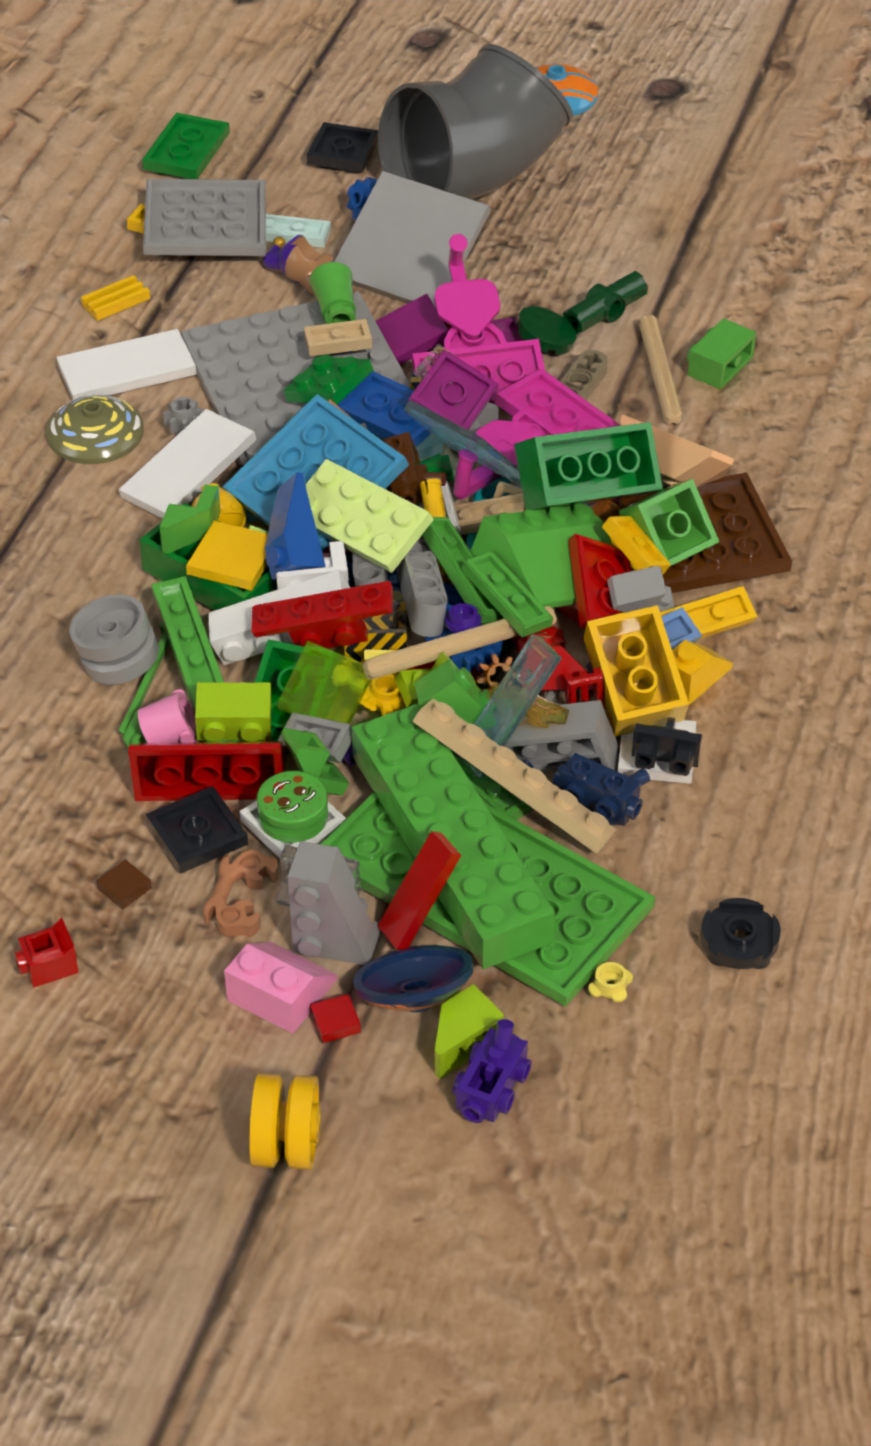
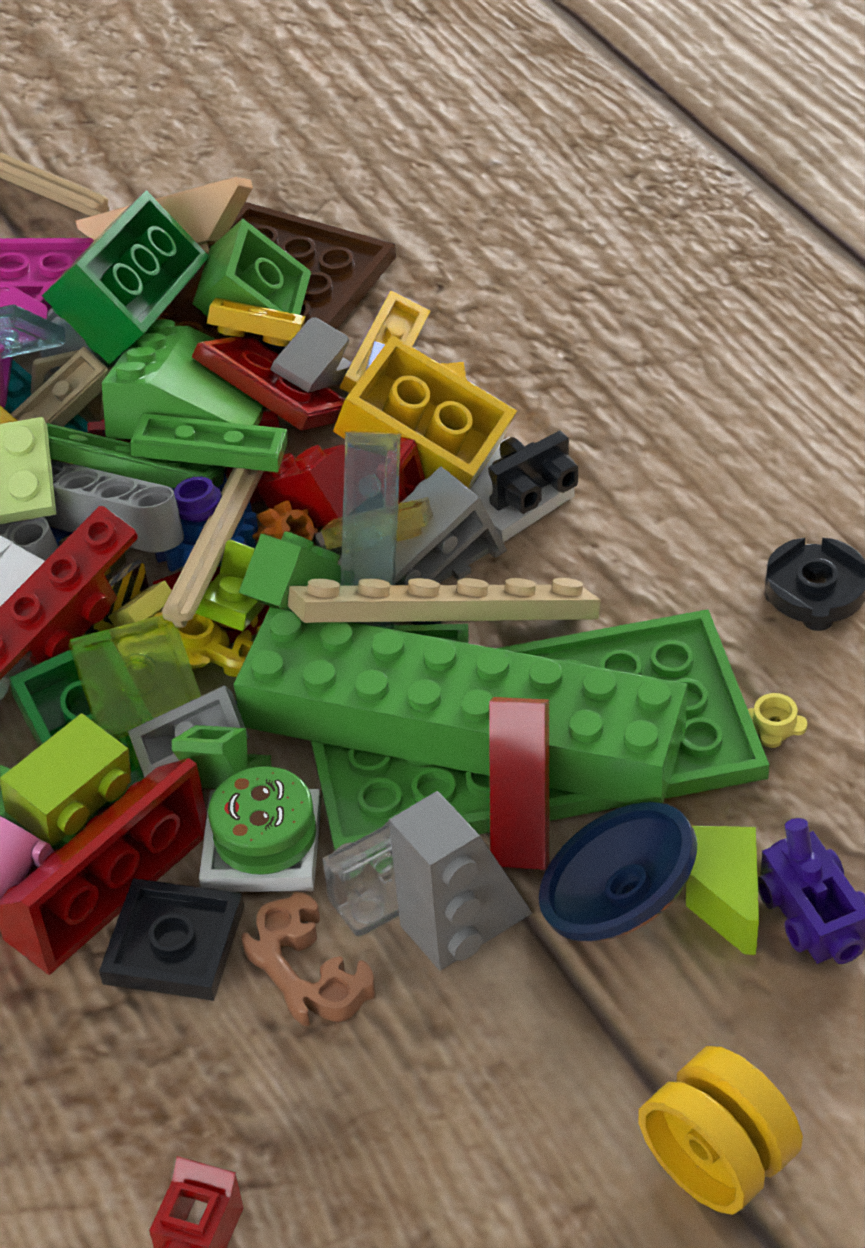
camera: 45 degrees left, 0 degrees up
(124, 884) = (167, 1067): reddish brown tile -> none
(276, 984) = (486, 1012): bright pink slope -> none
(335, 1018) = (583, 991): red tile -> none
(602, 788) = (528, 552): dark blue brick -> none
(721, 353) = (70, 125): bright green brick -> none

